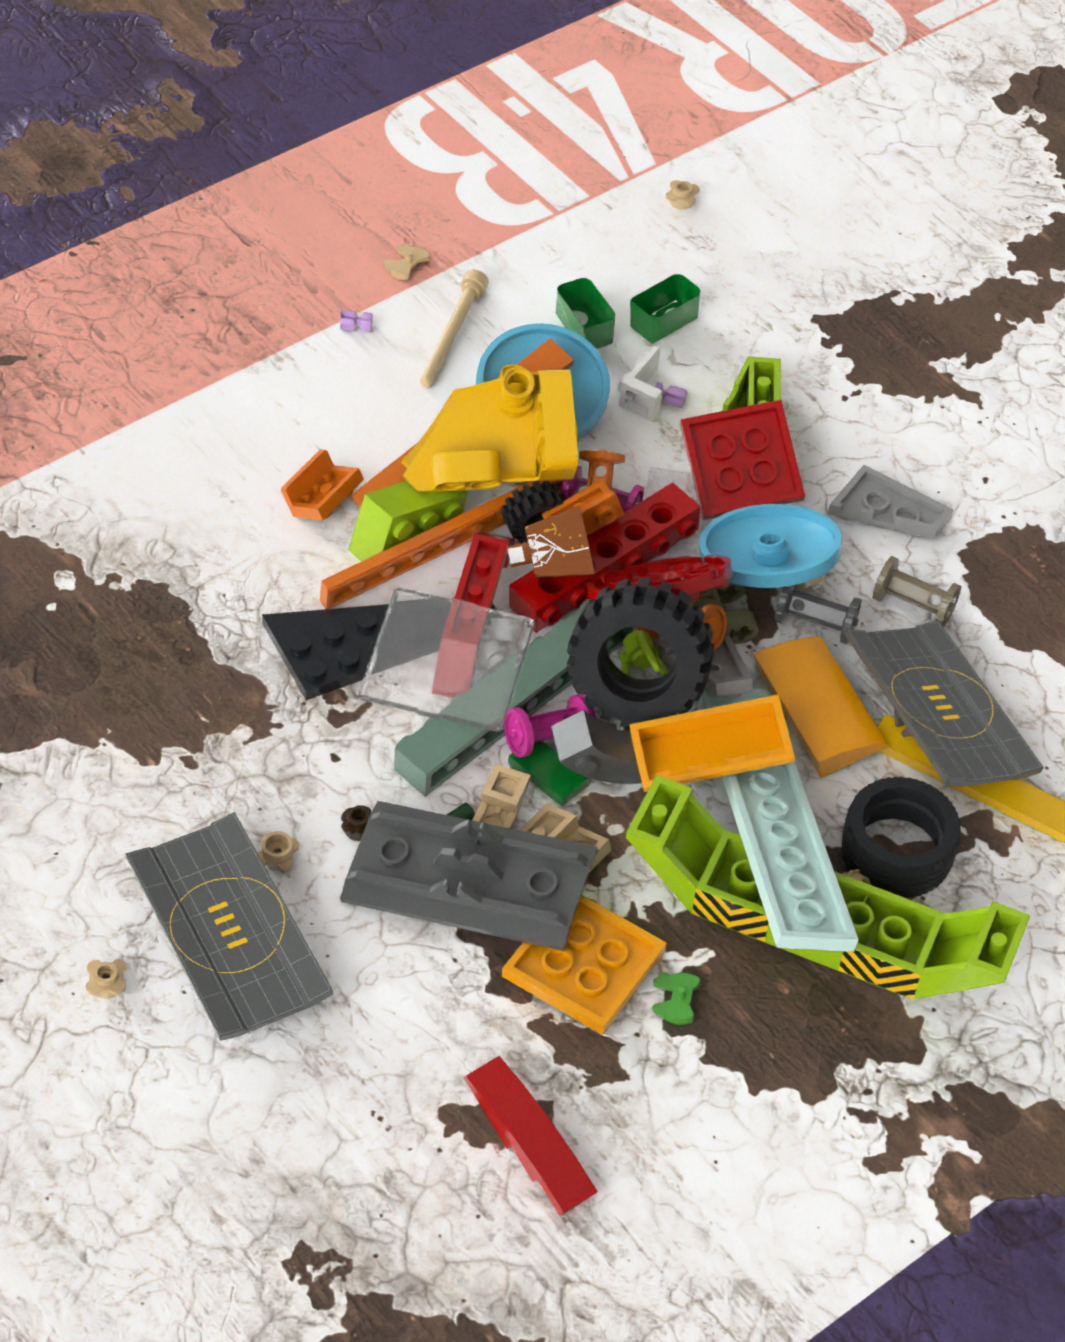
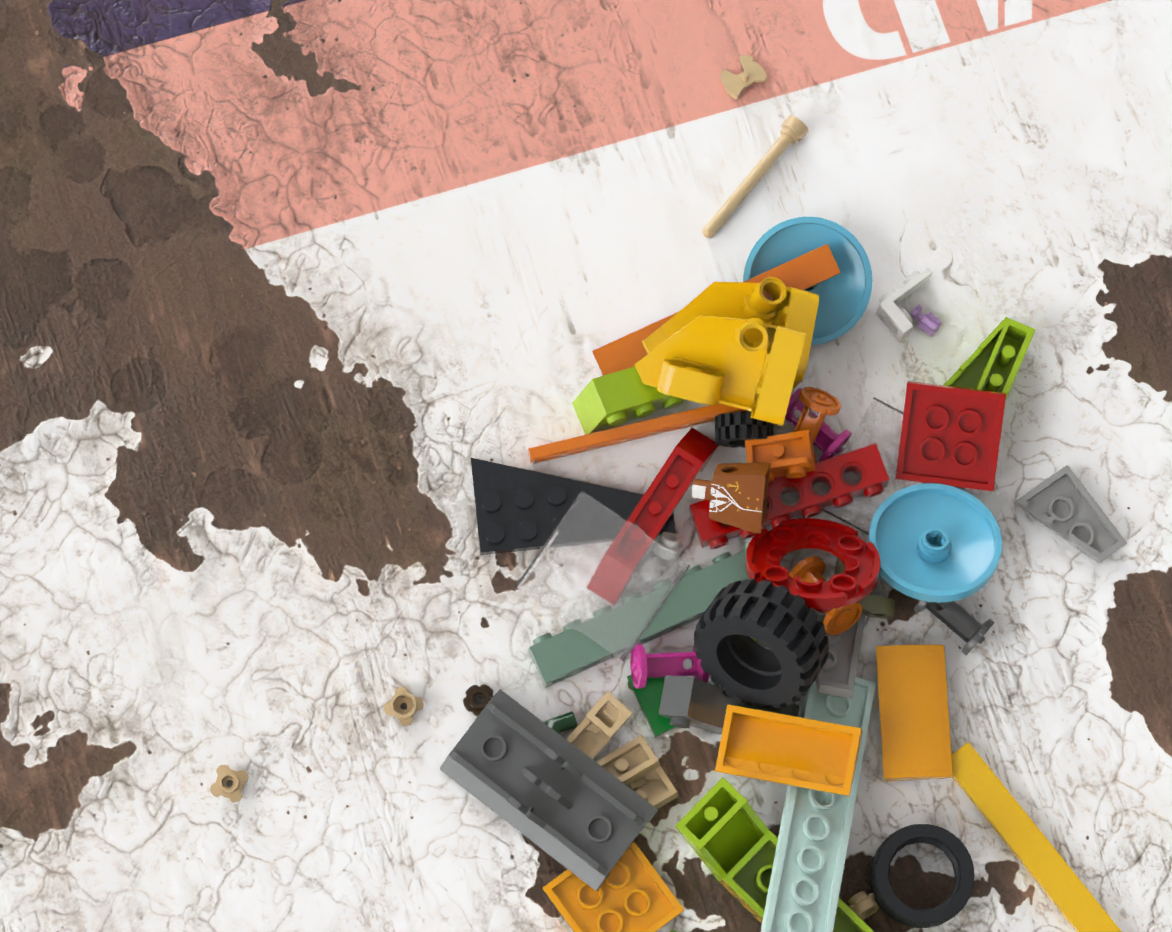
camera: 20 degrees right, 25 degrees up
(229, 928) = (335, 777): dark grey hinge -> none
(319, 487) = (567, 334): orange bracket -> none
(350, 320) = (664, 137): lavender piece -> none
(585, 297) = (889, 178): green piece -> none
(660, 295) = (961, 204): green piece -> none
(682, 194) = (1037, 80): tan plate -> none
(915, 591) = (1051, 625): dark tan hose -> none
(944, 705) = (1015, 760): dark grey hinge -> none

